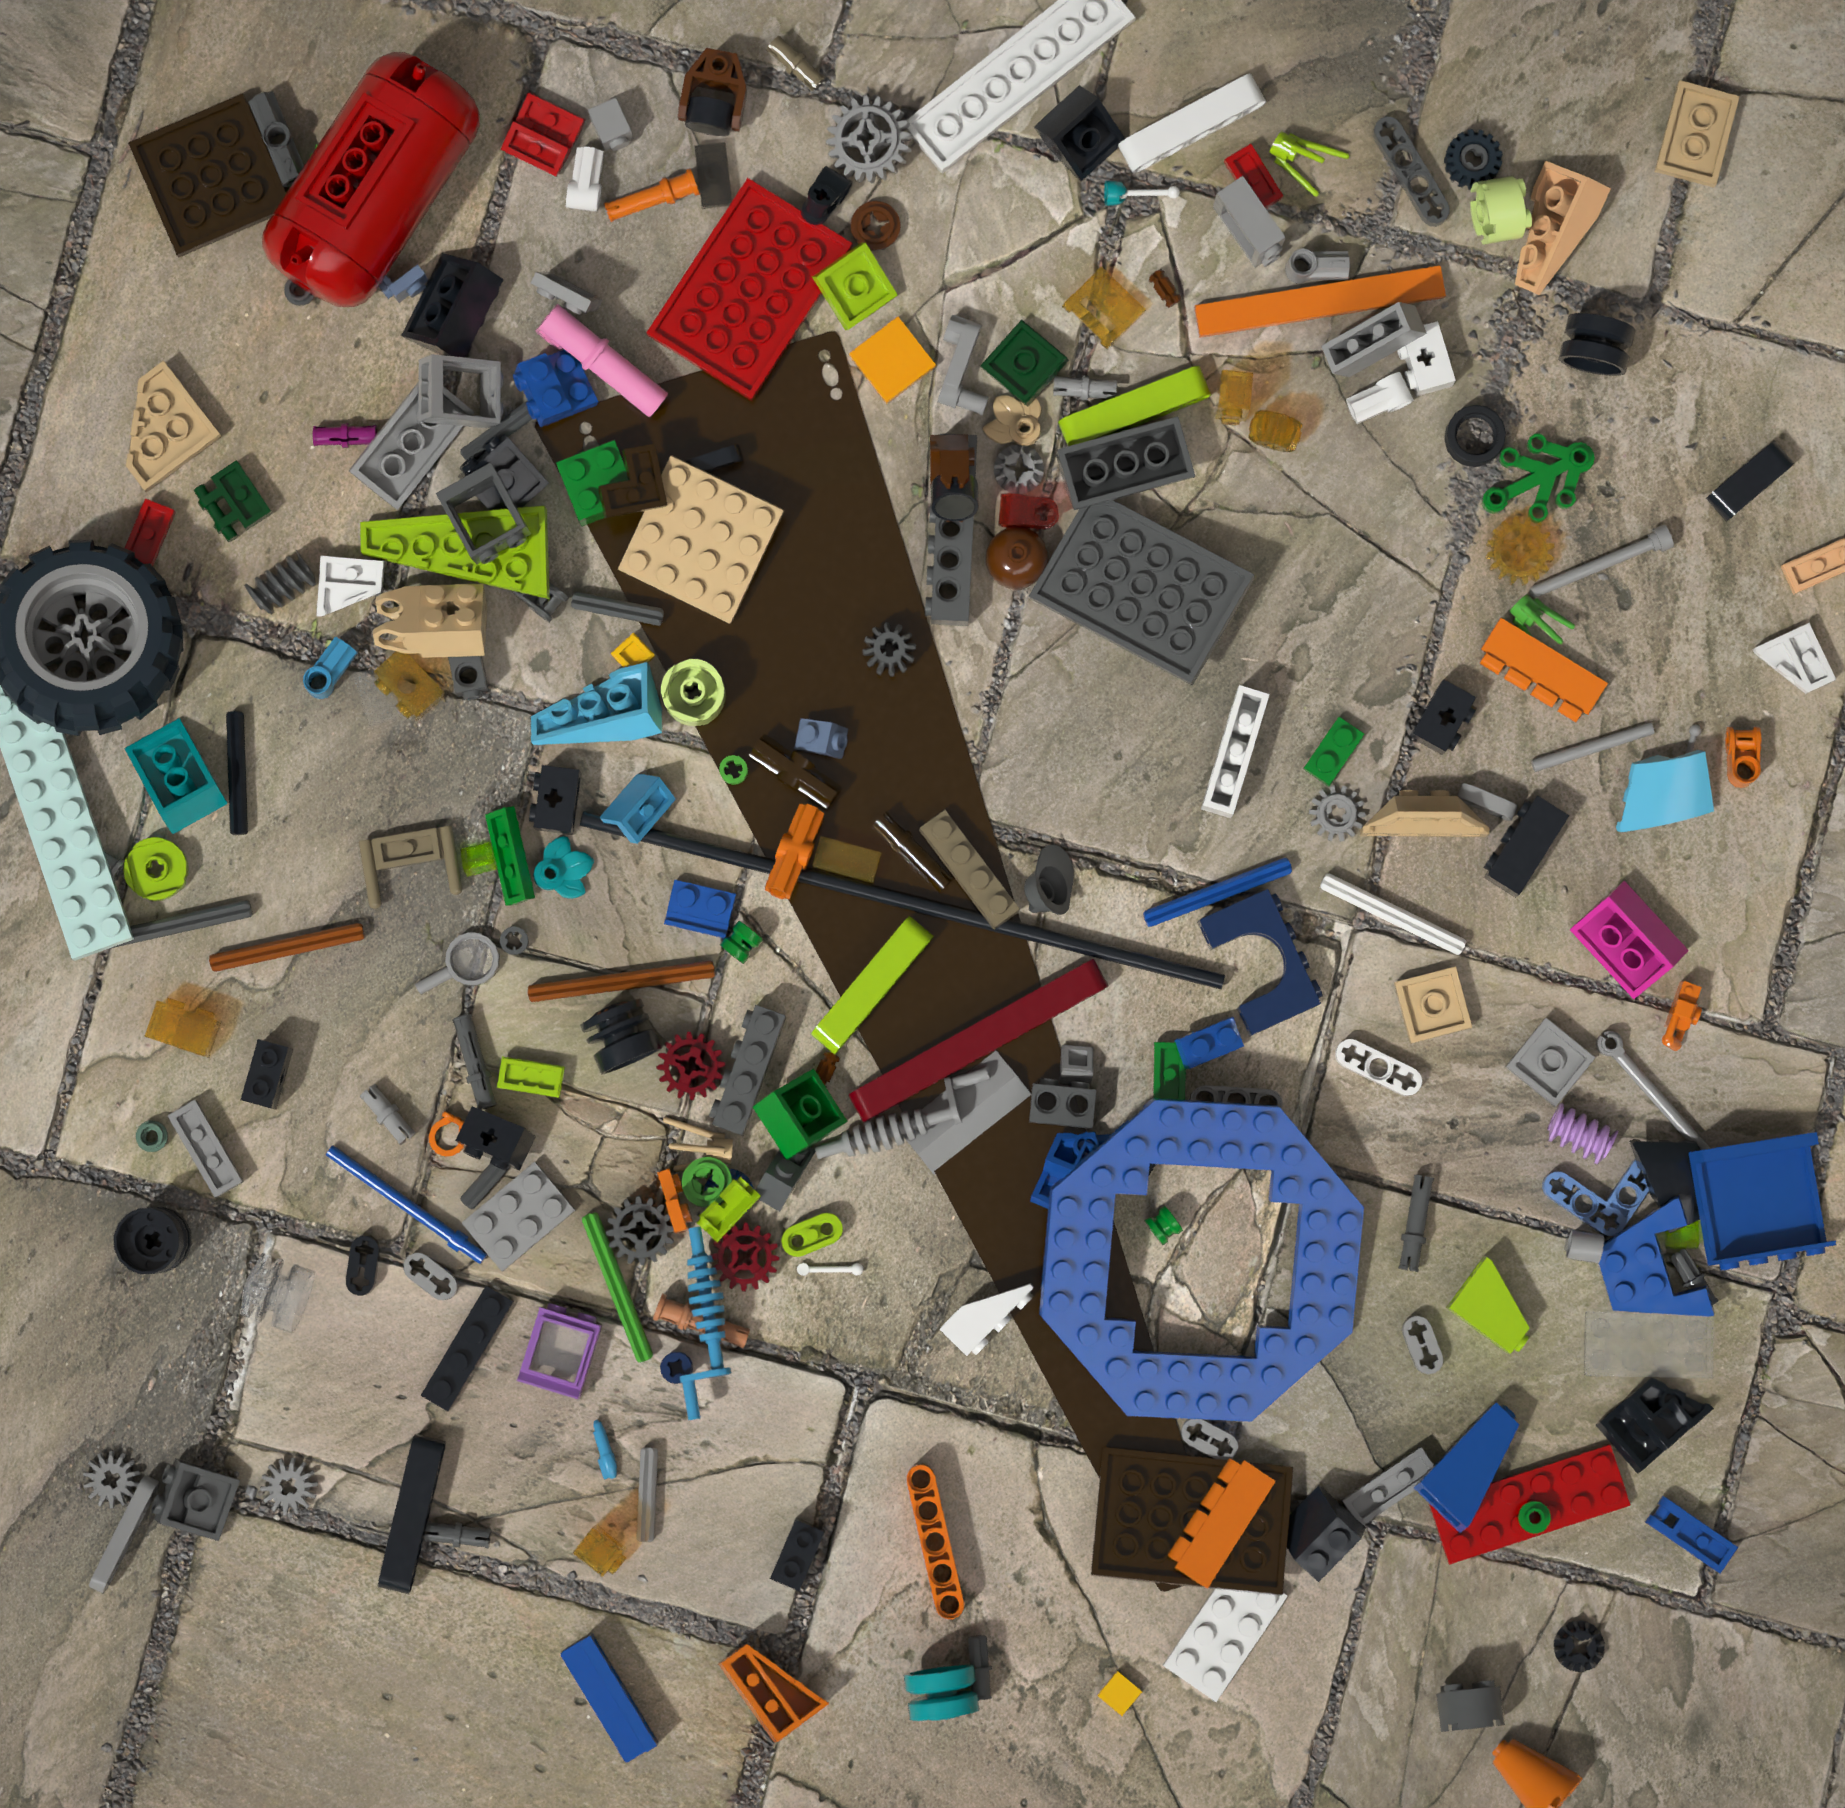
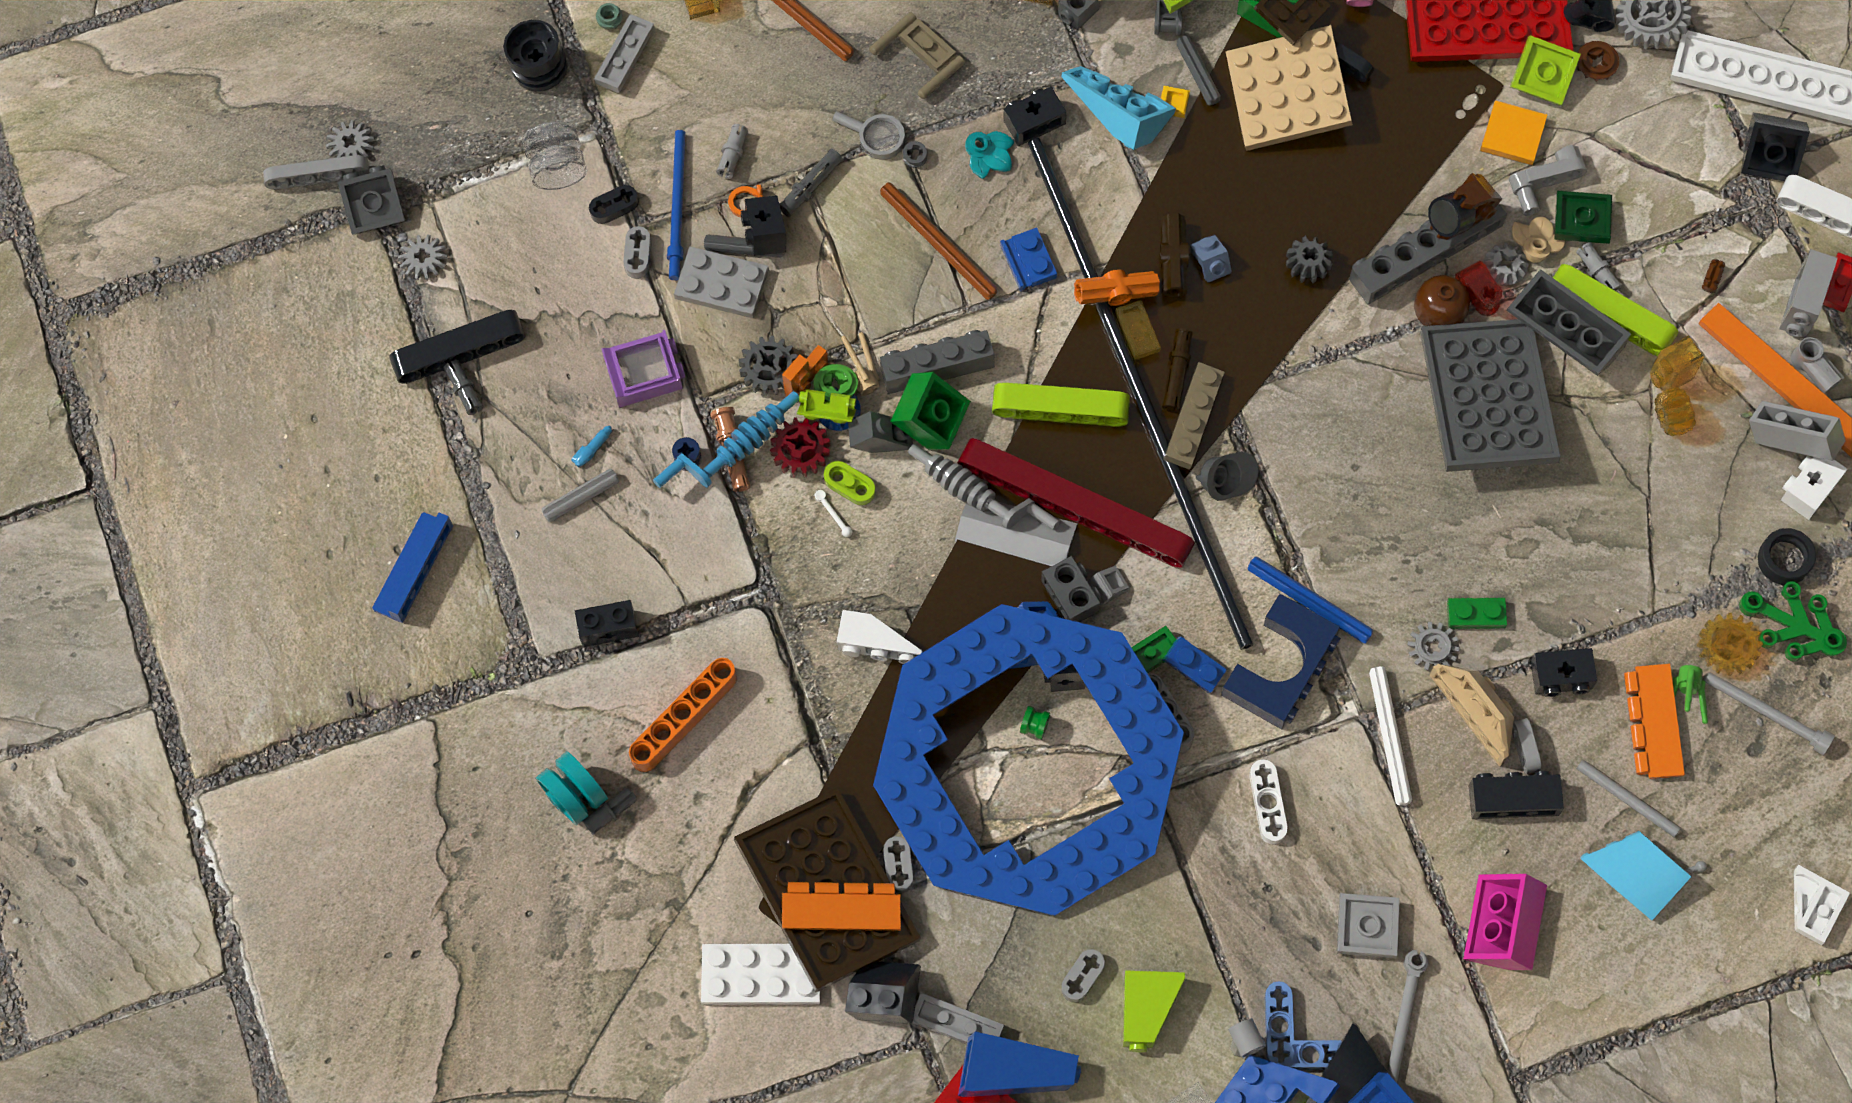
camera: 60 degrees right, 15 degrees down
(267, 1074) = (704, 56): black brick -> none
(467, 1348) = (602, 309): black plate -> none
(478, 859) = (953, 96): clear neon green slope -> none
(510, 856) = (972, 112): green plate -> none
(531, 1077) = (826, 225): lime plate -> none
(601, 1551) = (515, 483): clear yellow brick -> none
(617, 1287) = (716, 379): bright green axle -> none
(621, 1036) = (898, 258): black wheel -> none
(639, 806) = (1070, 170): dark azure panel -> none
(685, 1079) = (921, 315): dark red gear -> none
(686, 676) = (1177, 150): yellowish green brick -> none
(729, 778) = (1144, 224): bright green bush -> none
(739, 949) = (1019, 295): green wheel -> none
(770, 1693) = (489, 670): orange wedge -> none
(827, 1067) = (977, 415): reddish brown piece -> none
(1111, 301) = (1674, 247): clear yellow plate -> none
(1116, 192) = (1753, 199): hinge -> none
(1119, 1693) = (659, 927): yellow tile -> none
(1235, 751) = (1421, 538): white brick -> none
(1388, 395) = (1764, 475): white piece -> none
(1416, 1223) = (1160, 912): dark grey pin -> none
(1432, 1005) = (1345, 809): tan plate -> none
(1581, 1134) = (1329, 984): lavender piece -> none
(1682, 1014) = (1479, 1000): orange piece -> none
(1743, 748) = (1714, 910): orange piece -> none

